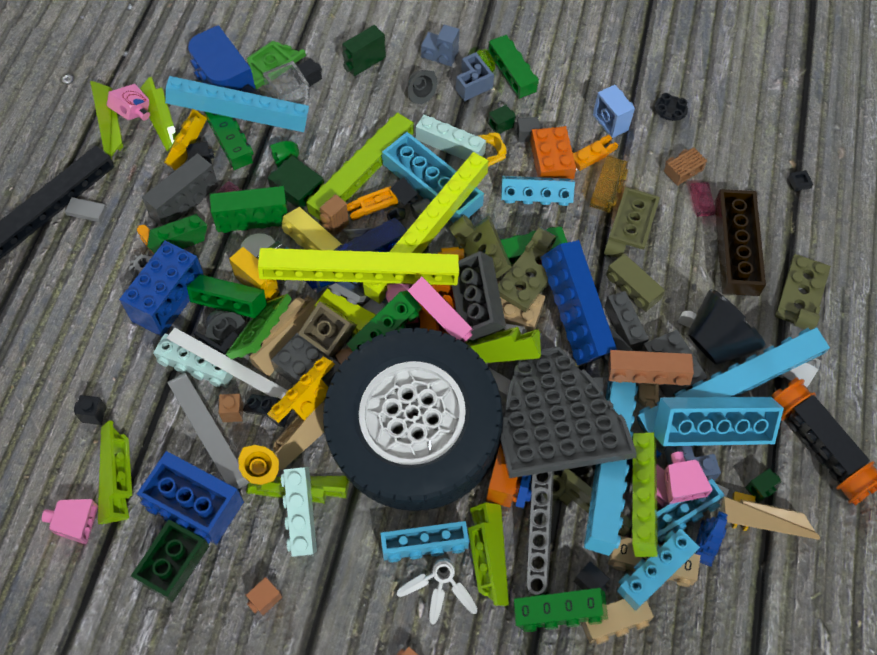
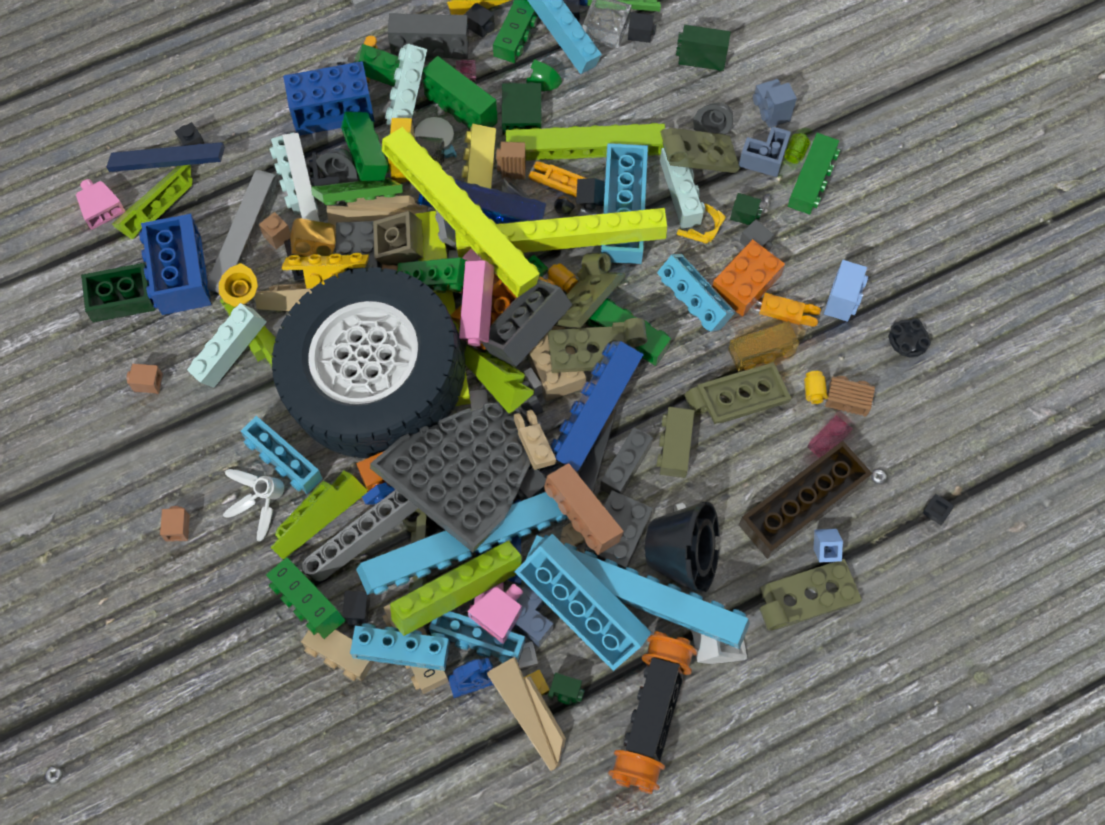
camera: 50 degrees right, 5 degrees up
(87, 438) = (165, 157): none -> dark blue tile
(209, 231) = (407, 82): none -> light aqua brick
(270, 384) = (312, 238): none -> pearl gold piece
(437, 108) = (716, 149): none -> olive hinge
(572, 358) = (534, 441): none -> tan hinge
(663, 178) = (815, 387): none -> yellow brick
(781, 253) = (828, 545): none -> light blue brick

